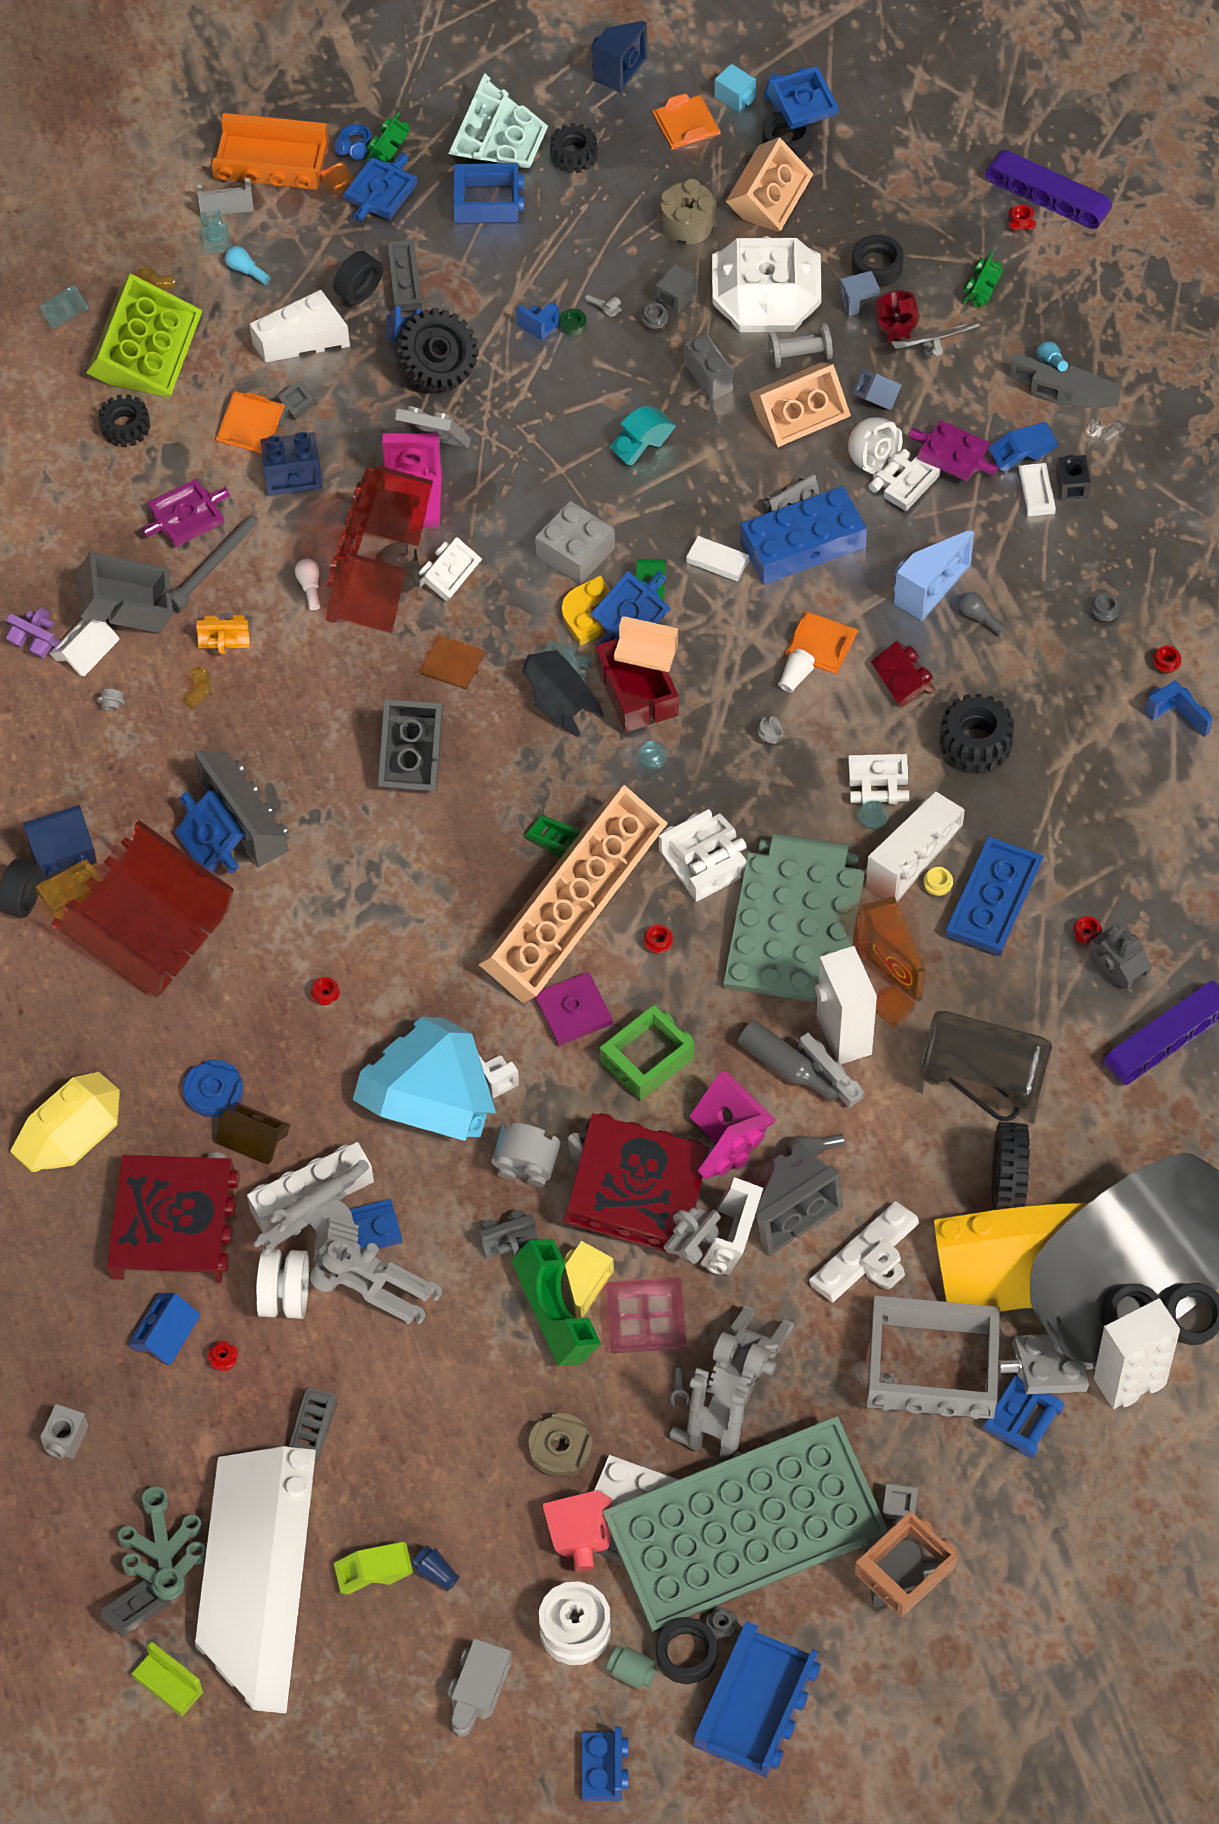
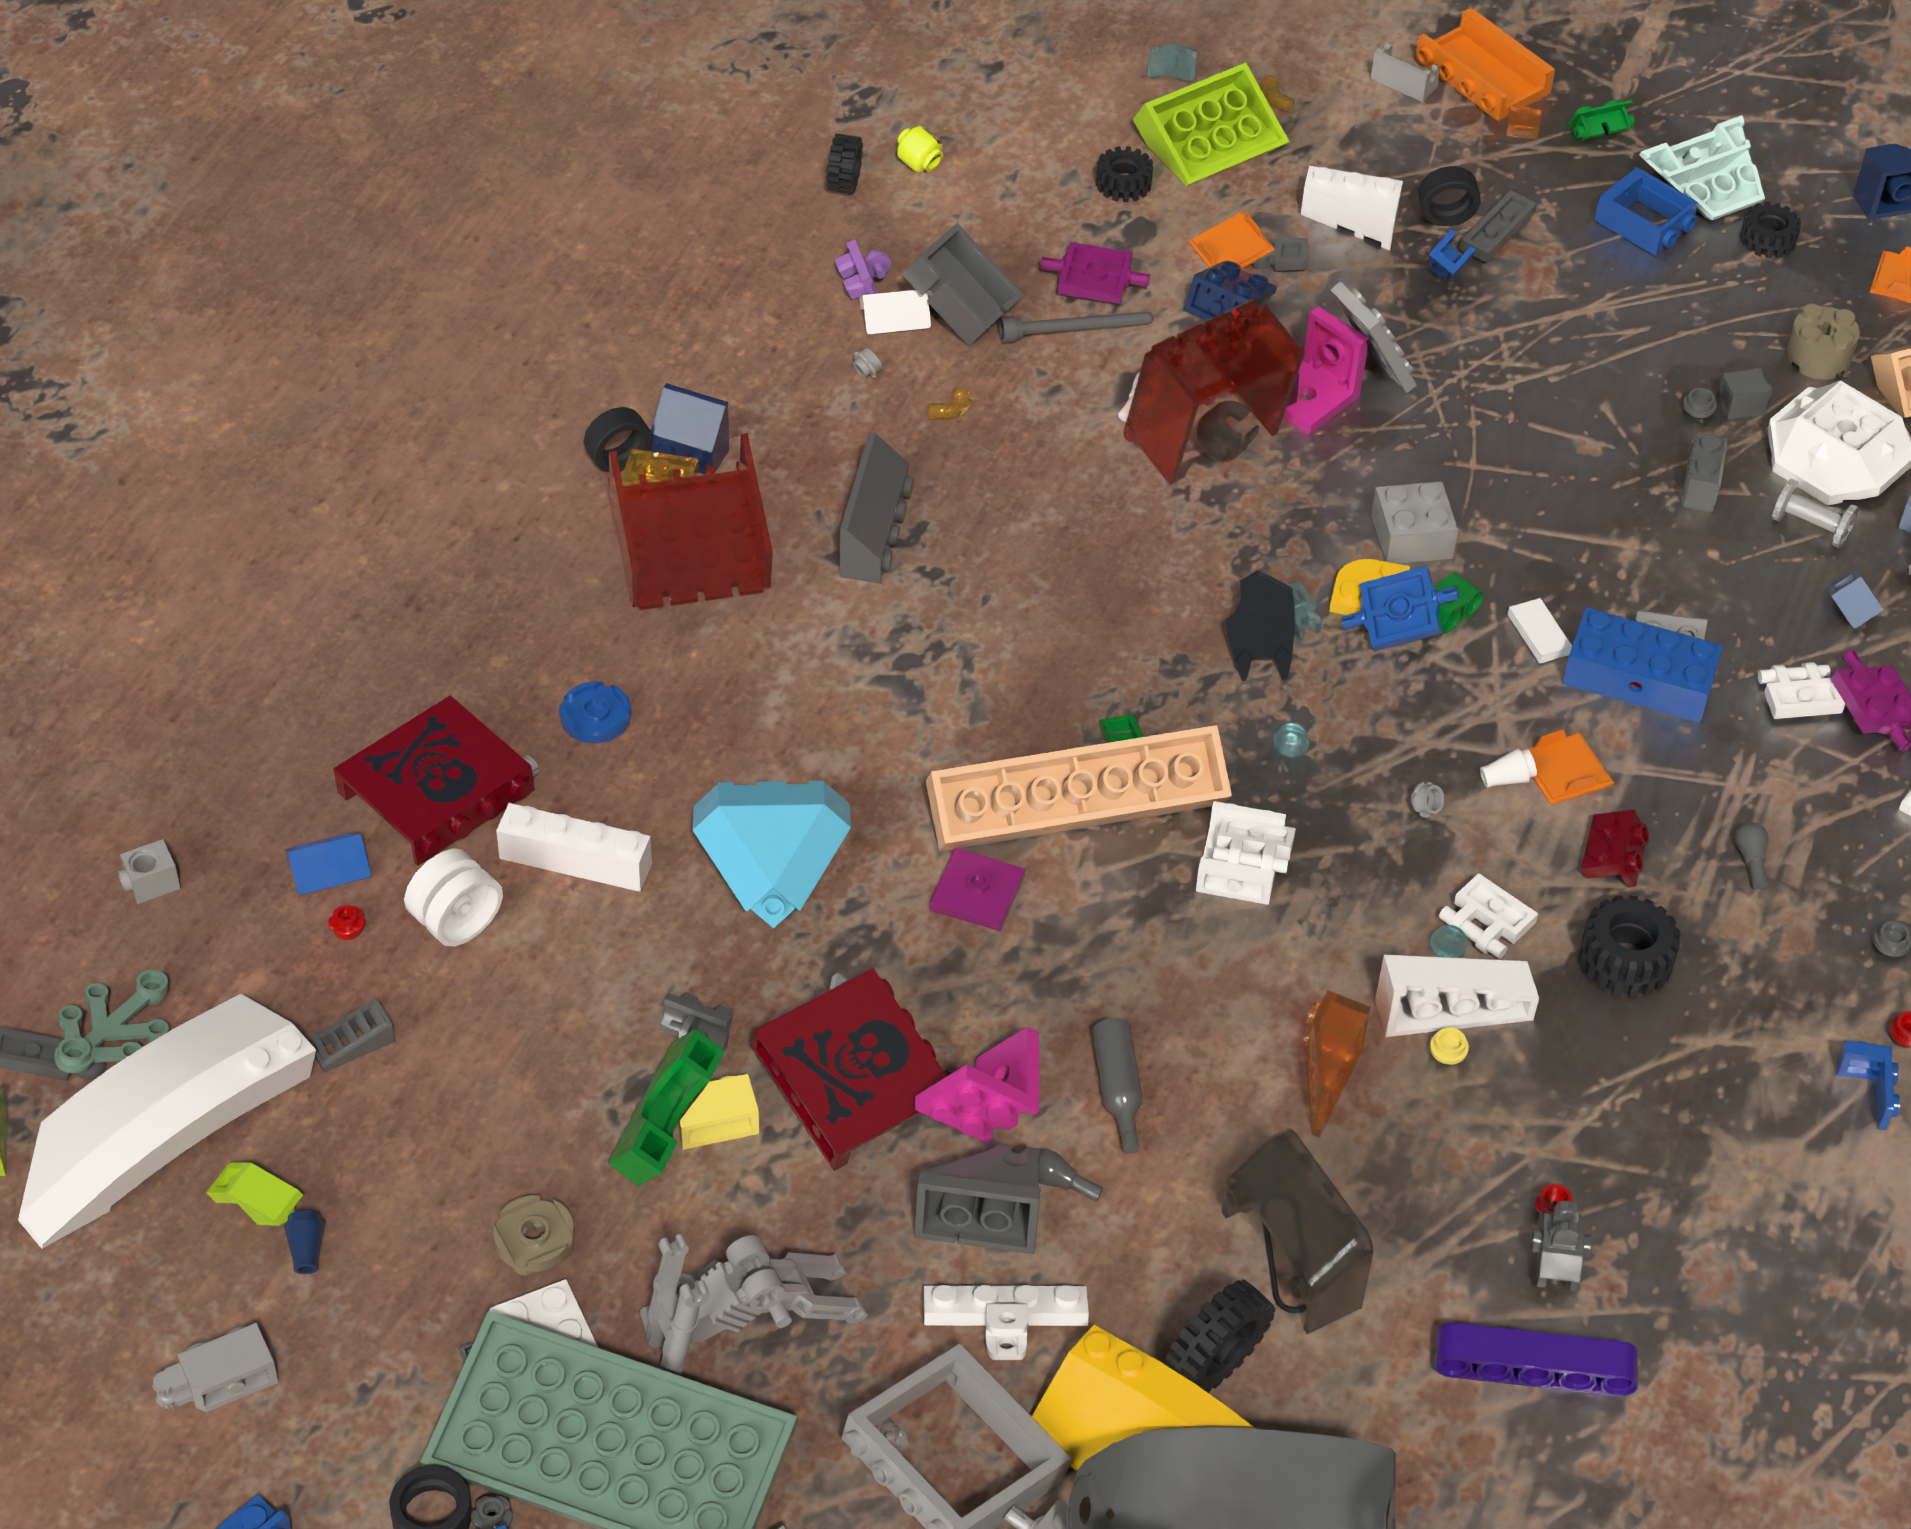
camera: 40 degrees right, 10 degrees down
(68, 1123) = (448, 642): light yellow wedge -> none
(209, 831) = (820, 512): blue plate -> none
(215, 234) = (1366, 97): clear light blue plate -> none
(223, 633) = (1017, 379): light orange hips -> none
(239, 260) = (1364, 124): medium azure piece -> none
(251, 1132) = (583, 766): dark brown panel -> none
(325, 984) = (777, 708): red plate -> none
(341, 1254) = (521, 898): light grey piece -> none
(357, 148) = (1559, 102): blue piece -> none
(377, 1224) = (587, 921): blue plate -> none
(380, 188) = (1553, 150): blue plate -> none
(410, 745) = (1074, 567): dark grey piece -> none
(450, 337) = (1451, 314): black wheel -> none
(450, 568) = (1275, 466): white bracket -> none
(452, 662) = (1196, 542): clear orange piece -> none
(500, 1075) = (843, 889): white panel -> none
(525, 1154) = (785, 964): light grey brick -> none
(537, 320) = (1585, 339): blue panel -> none
(572, 322) = (1616, 360): dark green tile -> none
(574, 1623) = (359, 1391): white wheel -> none
(579, 1527) = (456, 1311): coral torso -> none
(609, 307) = (1665, 370): light grey hand -> none
(627, 1072) = (1000, 999): bright green window -> none
(632, 1667) = (365, 1477): sand green brick -> none
(636, 690) = (1341, 666): dark red piece -> none
(641, 428) = (1580, 474): teal brick -> none
(646, 644) = (1375, 633): light nougat panel -> none
(646, 1315) = (741, 1190): clear pink piece -> none
(655, 932) = (1121, 891): red plate -> none
(690, 1230) = (850, 1138): light grey hips -> none
(741, 1203) = (893, 1186): white panel -> none
(791, 914) = (1259, 970): sand green plate -> none
(800, 403) = (1763, 561): light nougat slope -> none
(830, 1070) = (1152, 1126): light grey hinge -> none
(846, 1005) = (1213, 1062): white brick -> none
(874, 443) = (1799, 636): white cylinder -> none
(894, 1006) = (1280, 1115): clear orange plate -> none
(931, 574) = (1736, 779): light blue slope -> none
(994, 896) = (1491, 1100): blue plate -> none

